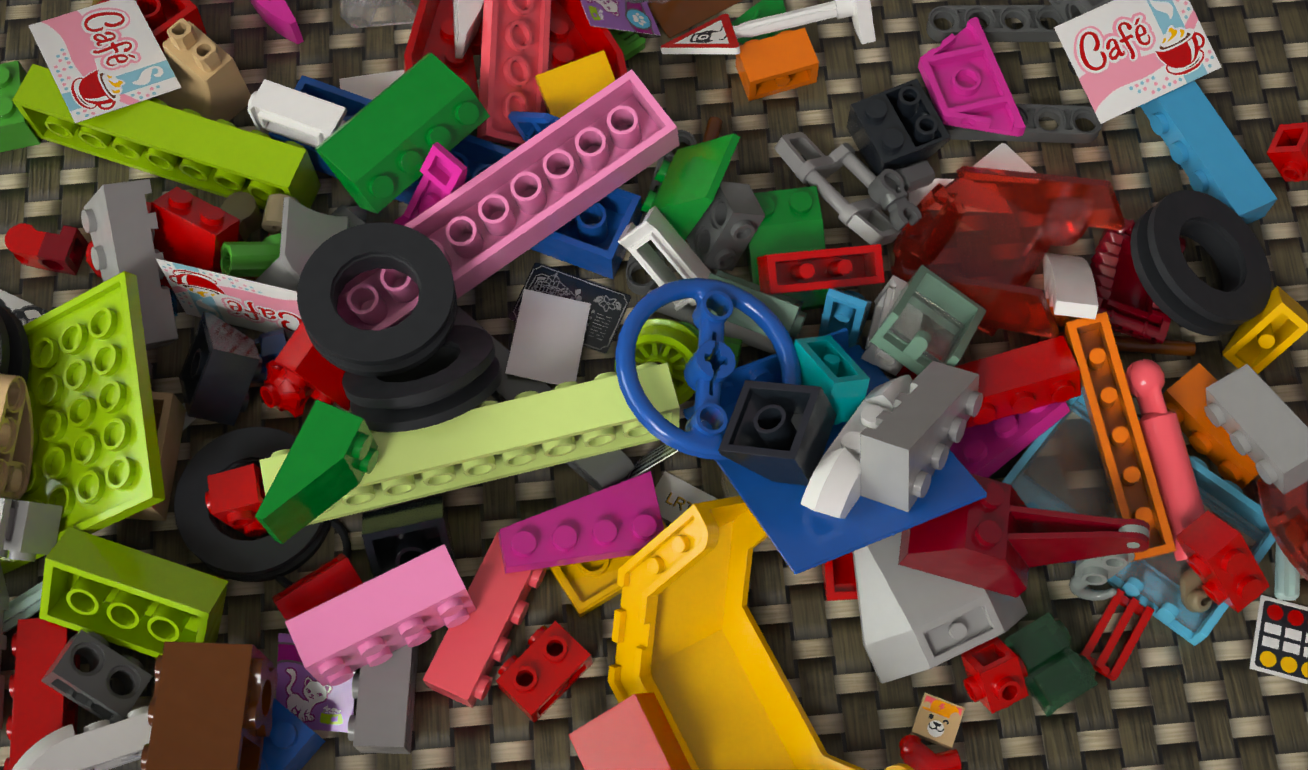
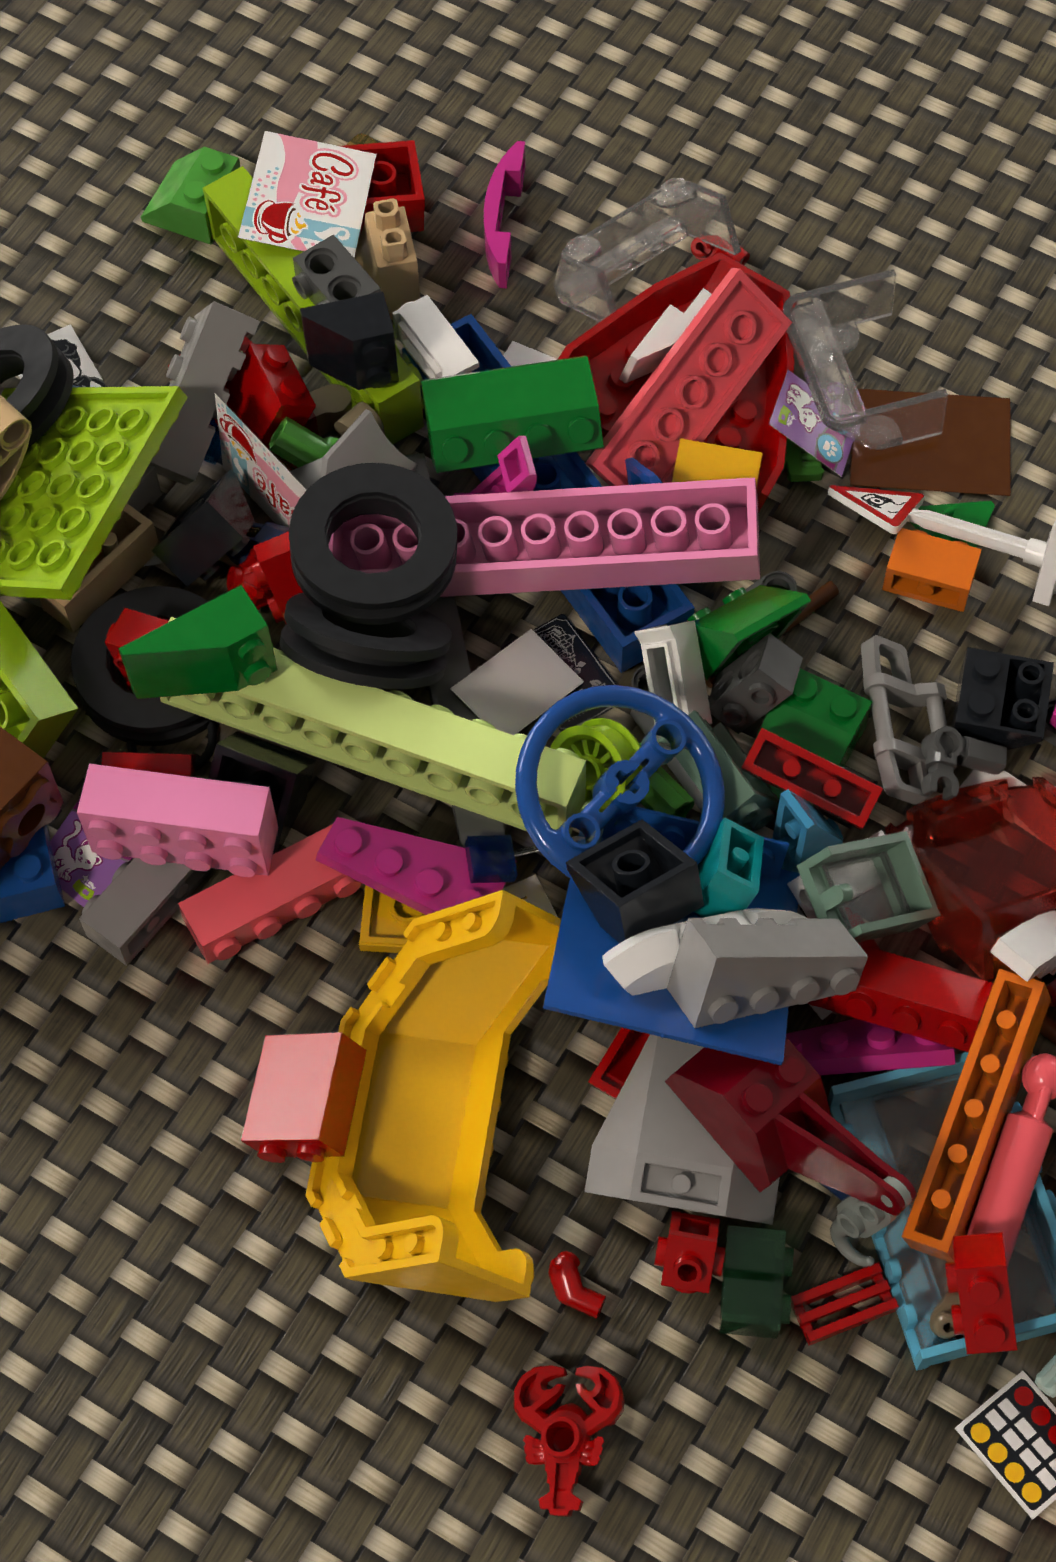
camera: 35 degrees right, 5 degrees down
(47, 250) = (146, 338): leg -> none
(191, 107) = (330, 274): none -> dark grey brick
(238, 149) = (352, 341): none -> black slope
(543, 670) = (289, 971): red brick -> none
(634, 483) = (490, 859): none -> clear blue tile
(937, 721) = (609, 1261): tan tile -> none

